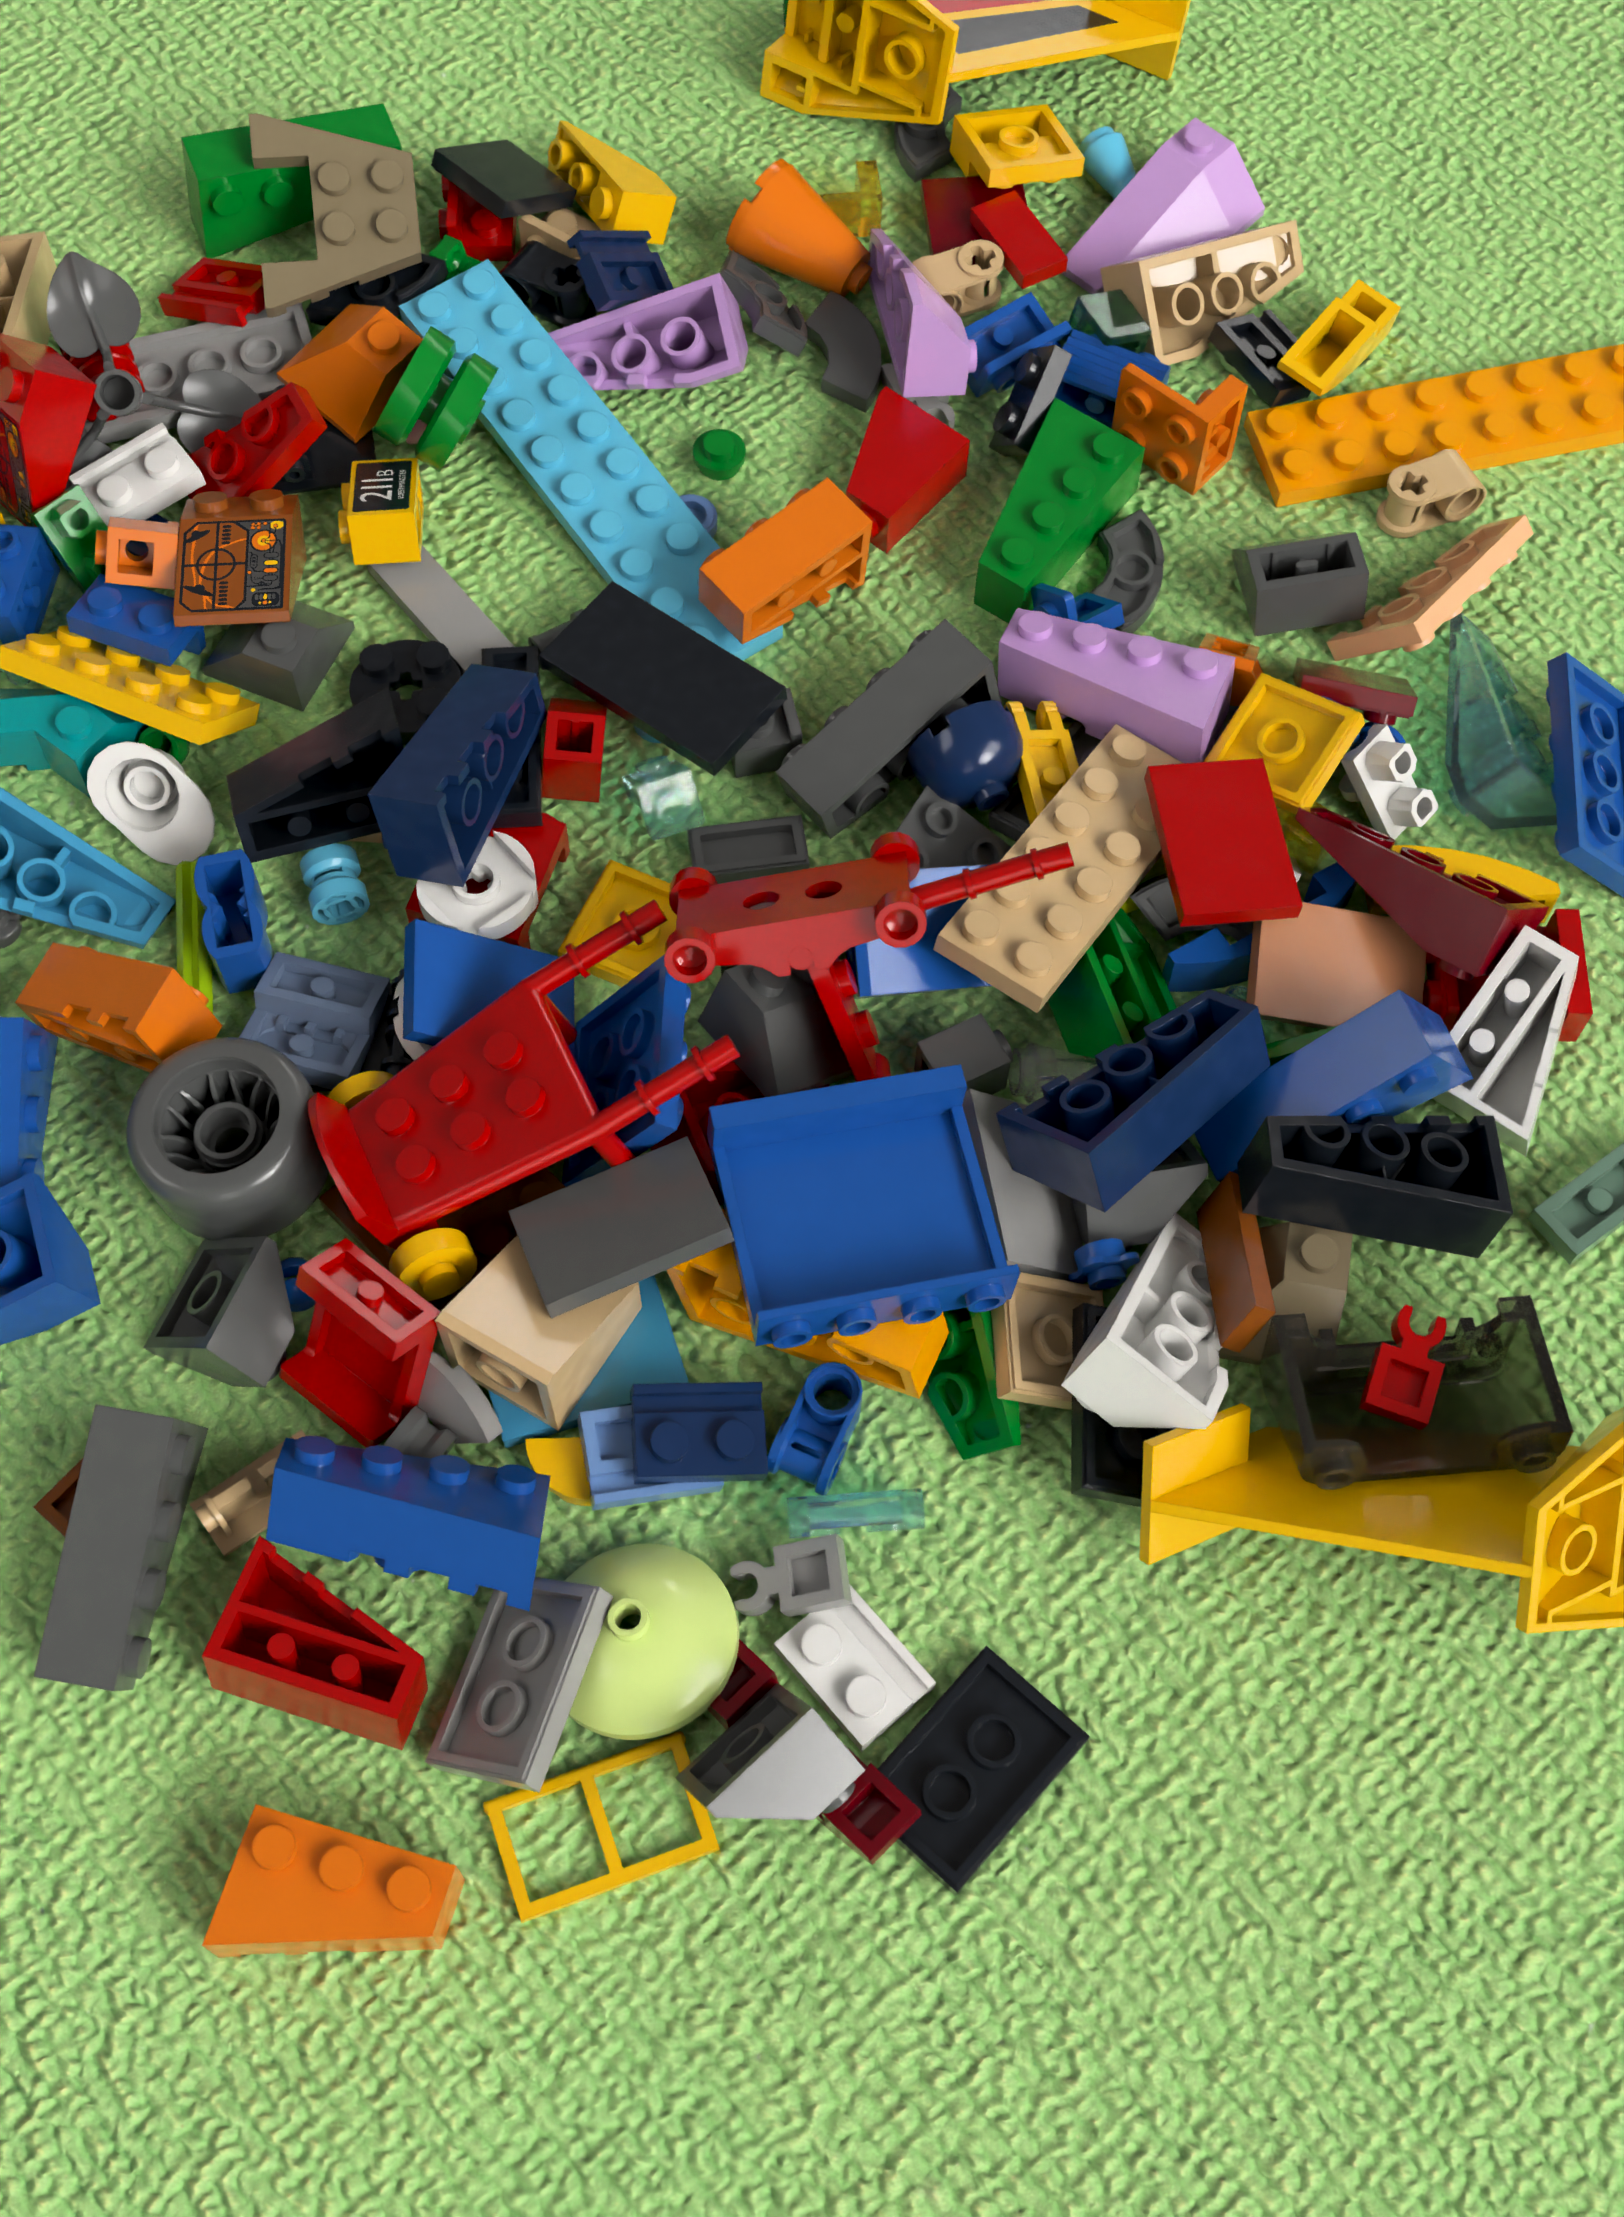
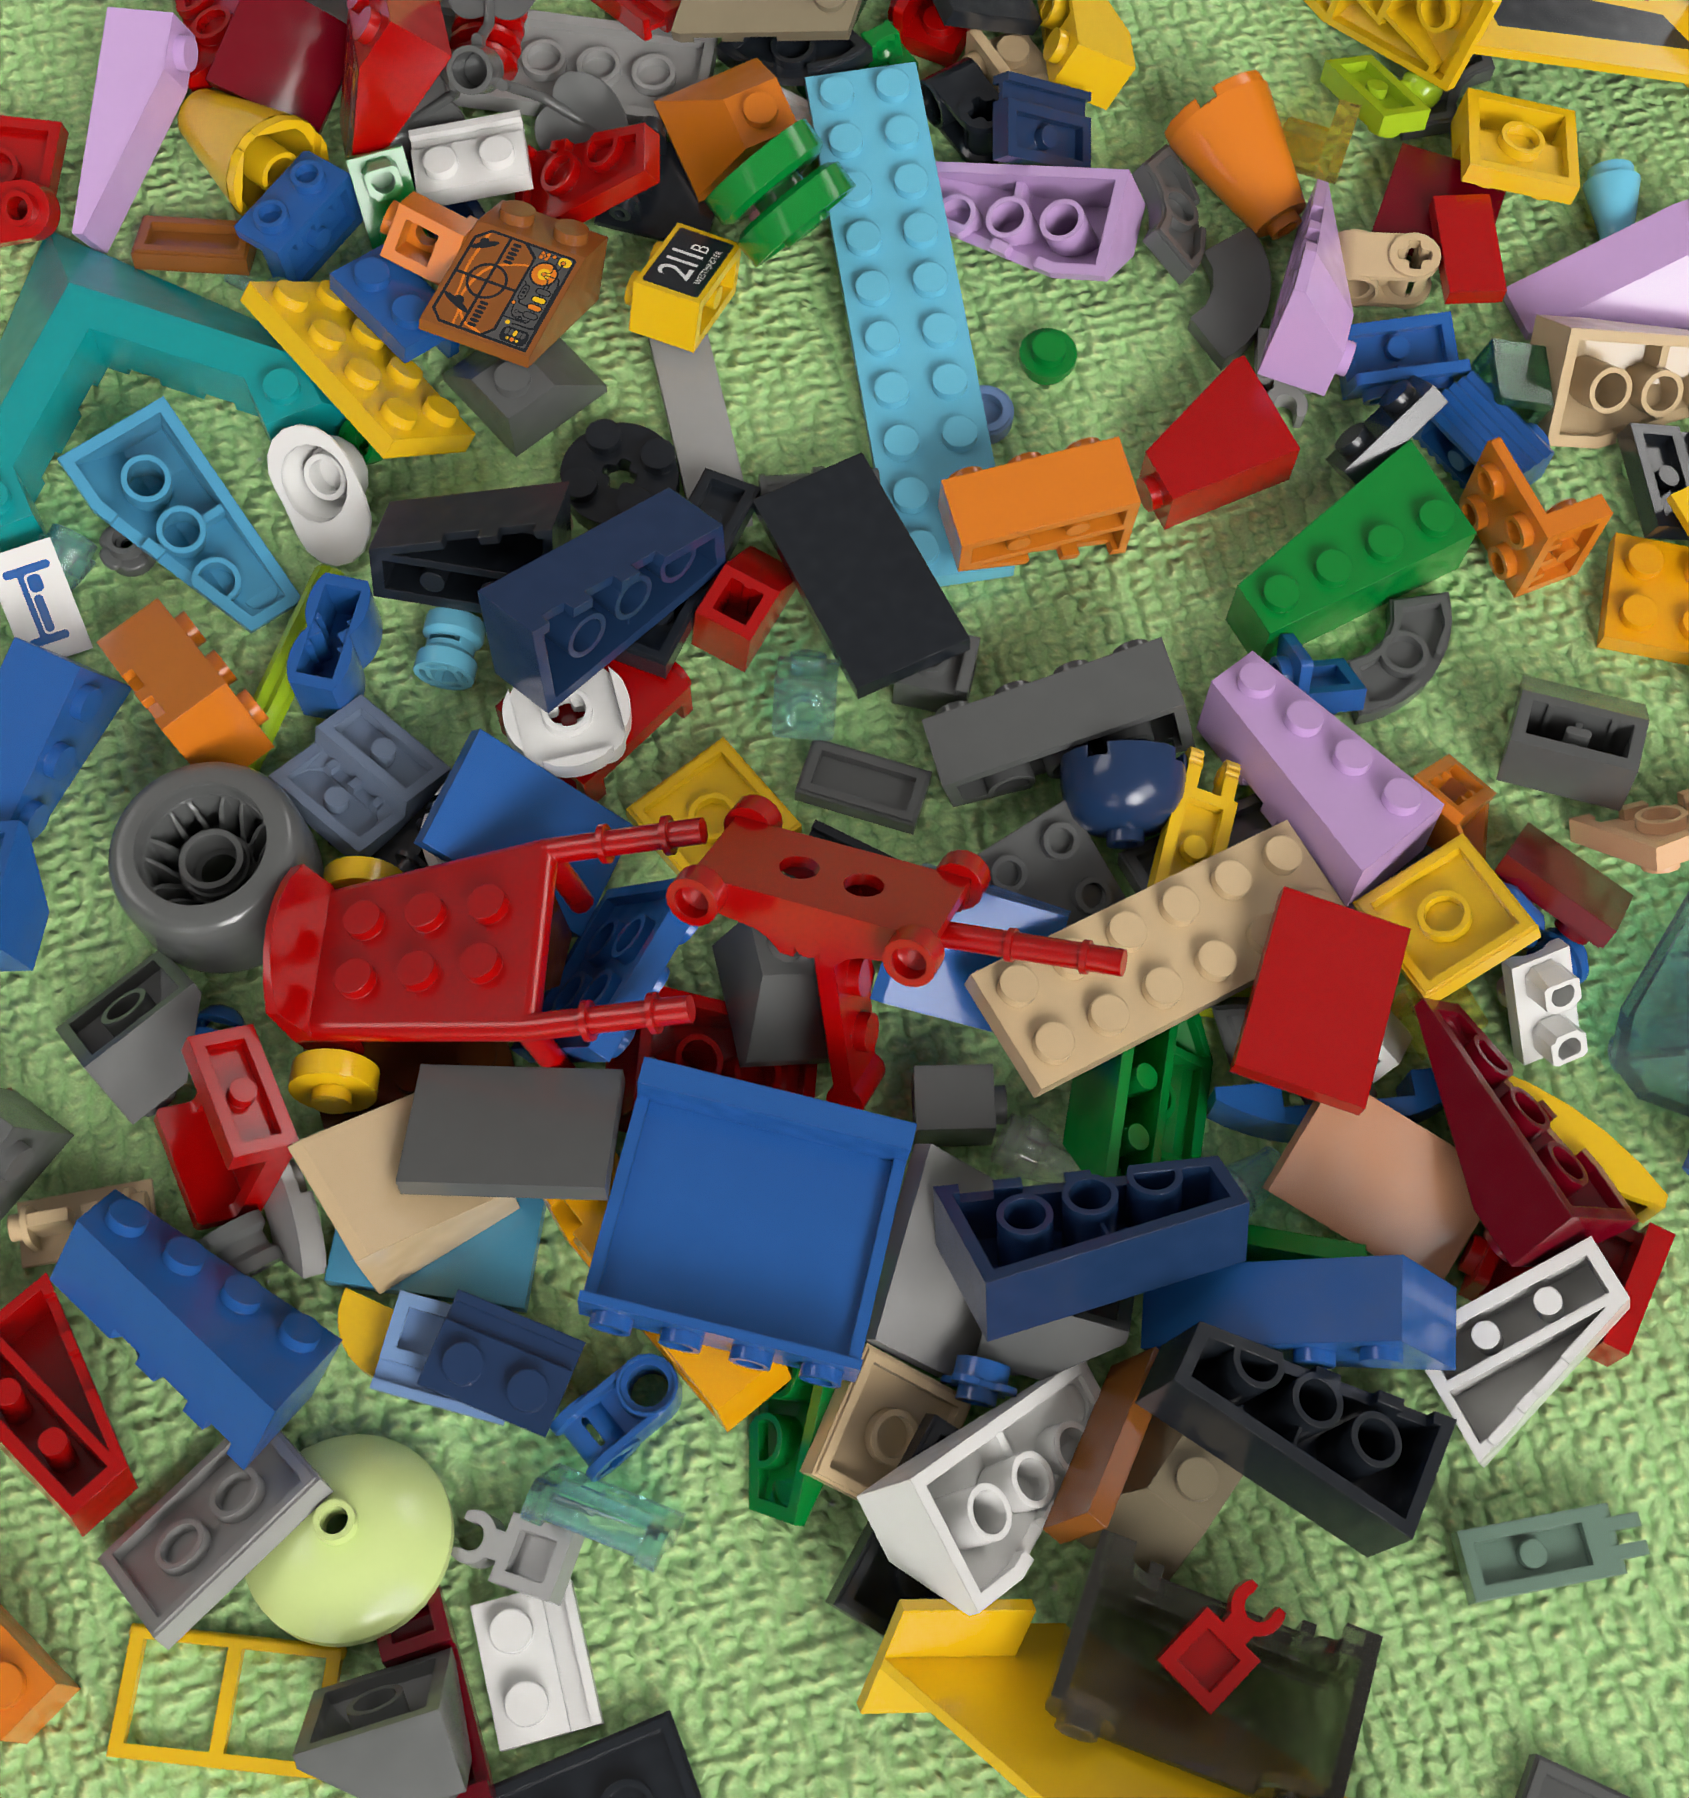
camera: 25 degrees right, 5 degrees up
(896, 152) = (1387, 103): none -> lime plate

